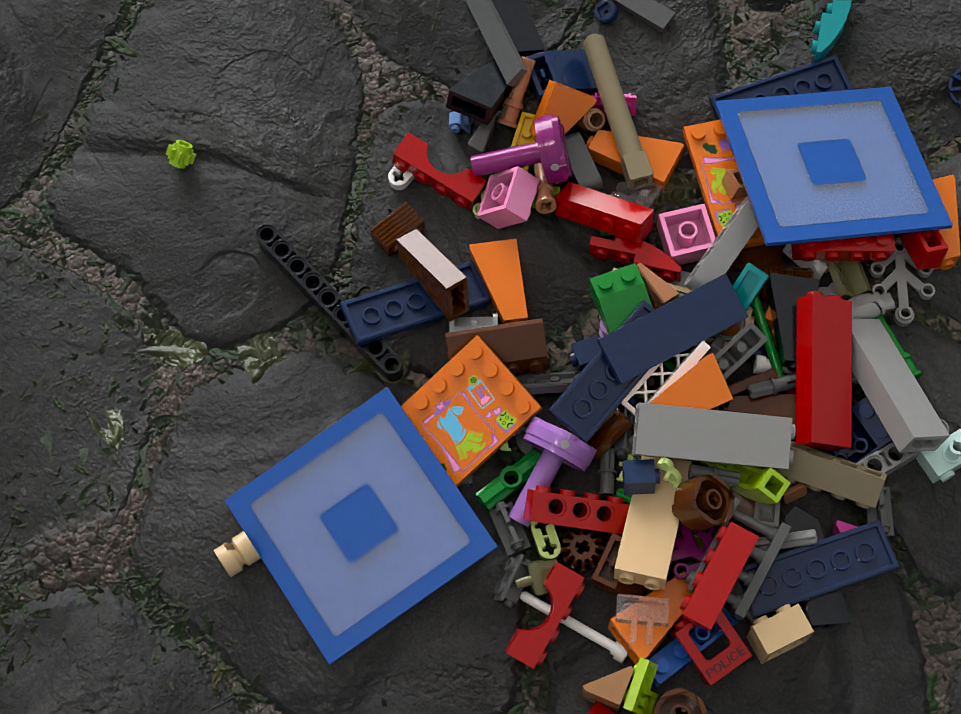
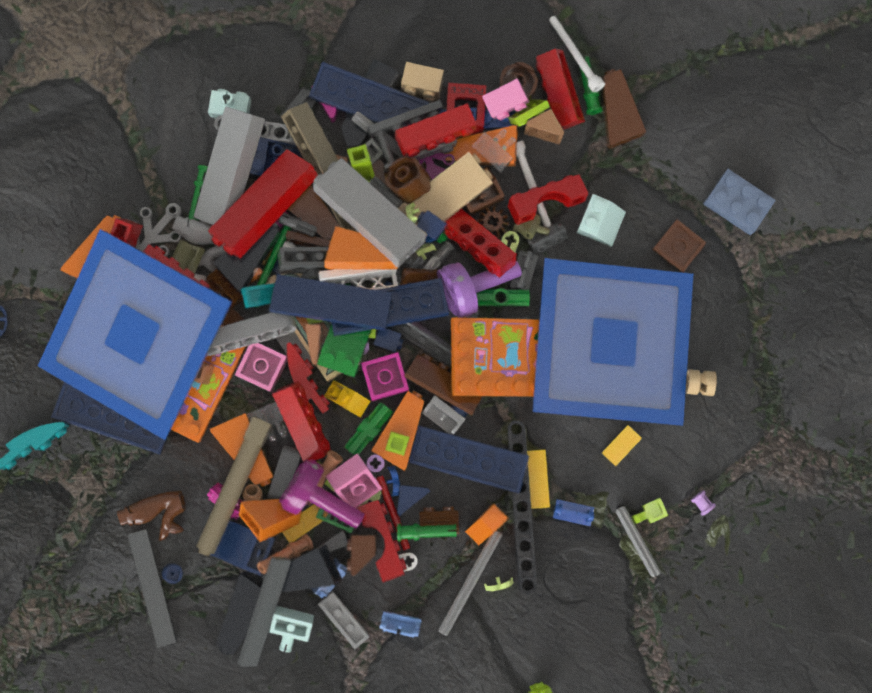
camera: 150 degrees left, 15 degrees up
(147, 440) = (703, 503): none -> lavender bush
(188, 357) = (638, 541): none -> light grey axle
(194, 394) = (652, 511): none -> lime plate
(273, 336) = (573, 512): none -> blue hinge
(273, 434) = (621, 445): none -> yellow tile
(294, 219) = (499, 586): none -> yellowish green piece
(324, 202) = (469, 583): none -> light grey axle
(333, 341) = (538, 479): none -> yellow tile
(349, 262) = (486, 524): none -> orange slope
(366, 682) = (679, 246): none -> reddish brown plate
(369, 116) = (408, 625): none -> medium blue hinge
(411, 198) = (416, 532): none -> green pin
(416, 88) = (344, 620): none -> light grey tile
(435, 274) = (444, 466): reddish brown slope -> none
(445, 230) = (409, 496): none -> dark blue slope
(449, 208) = (391, 508): none -> red bar
(450, 146) = (362, 551): none -> reddish brown slope
(461, 44) = (291, 626): none -> light aqua brick
(470, 642) = (601, 220): none -> light aqua slope
(471, 237) = (395, 480): none -> blue piece
(496, 261) = (397, 443): none -> lime tile
(503, 228) = (371, 459): none -> lavender bush
(535, 260) = (368, 429): none -> green piece
(563, 314) = (385, 377): none -> dark pink brick
(577, 269) = (347, 398): none -> yellow slope
(674, 672) = (506, 99): none -> bright pink brick
(675, 47) = (148, 508): none -> reddish brown piece

